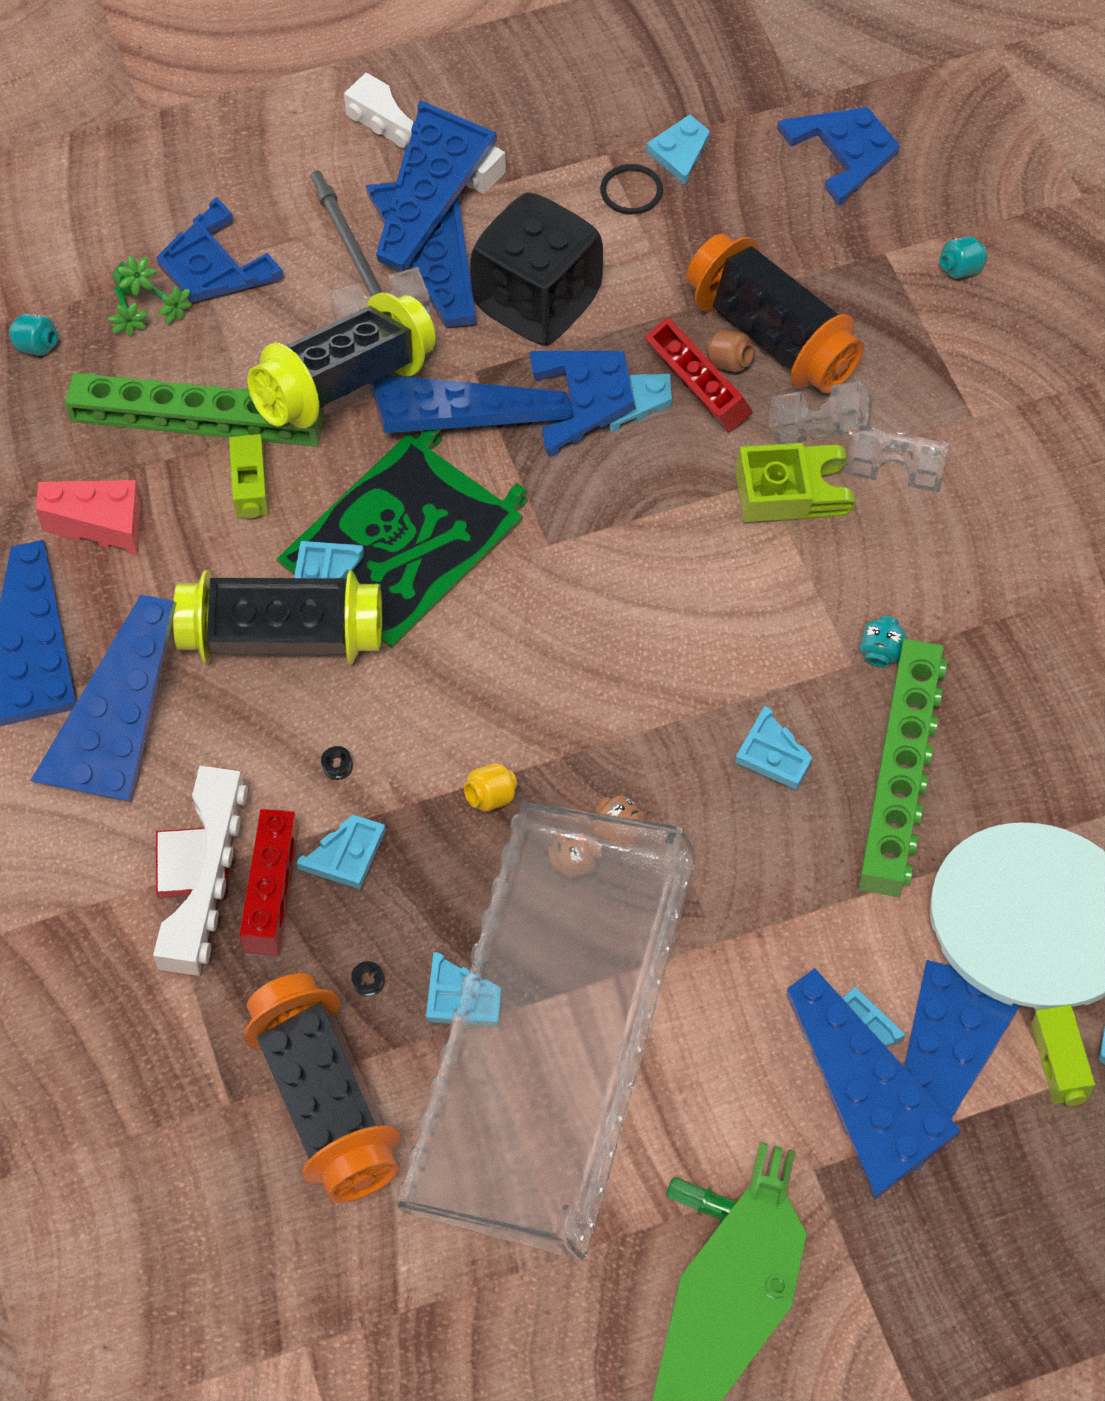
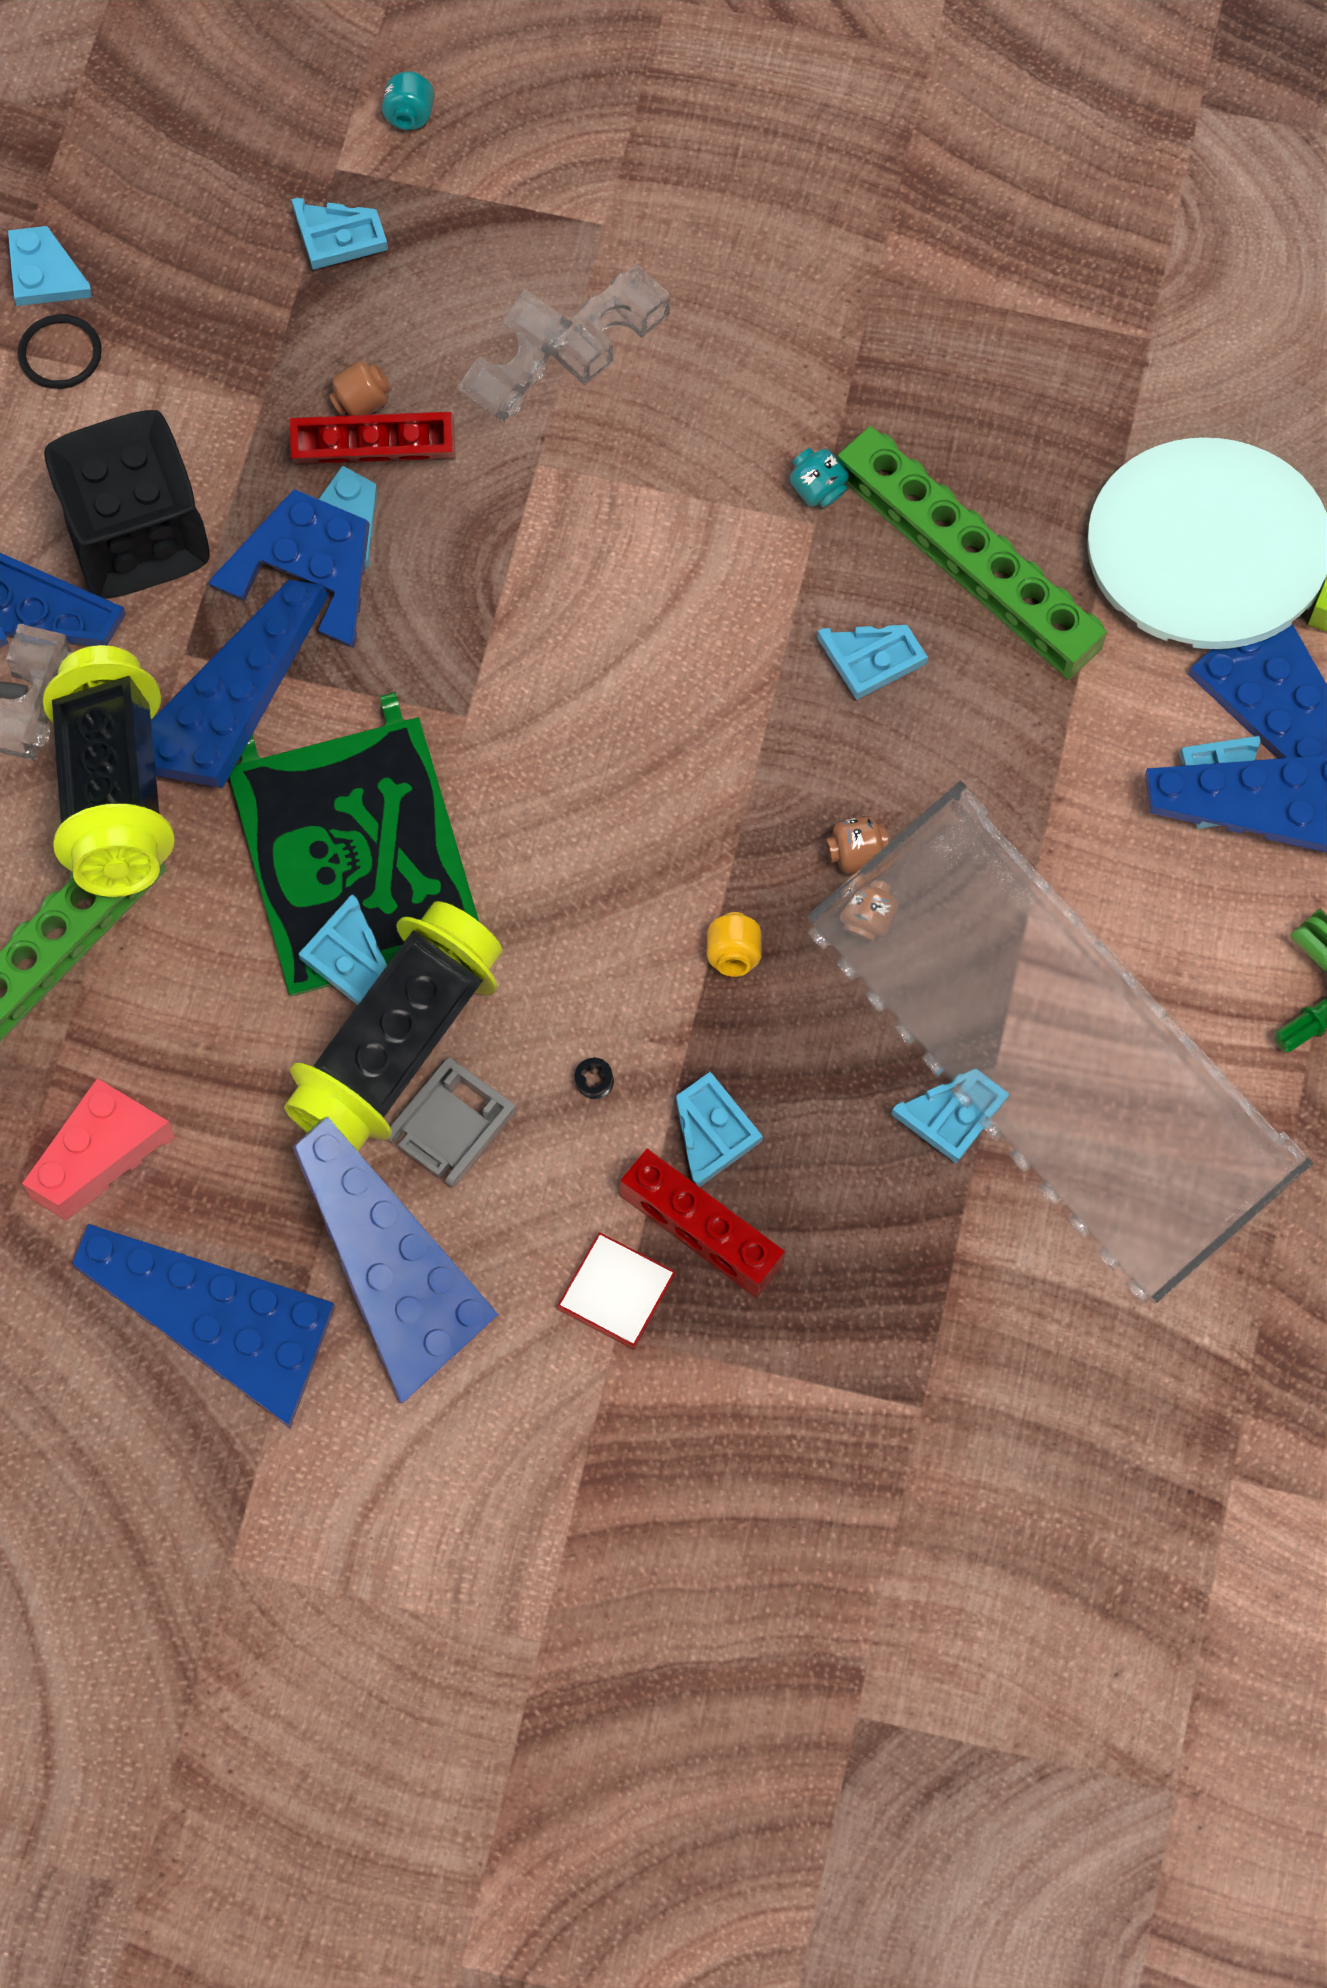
camera: 60 degrees left, 10 degrees up
(184, 935) = (580, 1224): white arch -> none
(243, 697) = (444, 1129): none -> light grey container
(248, 476) = (165, 960): lime brick -> none
(322, 1088) = (991, 1299): brick -> none
(367, 967) = (862, 1201): black bush -> none
(775, 311) = (360, 313): brick -> none
(789, 484) = (570, 441): lime brick -> none
(835, 276) = (338, 232): none -> medium azure wing
(853, 138) = (168, 98): blue wing -> none

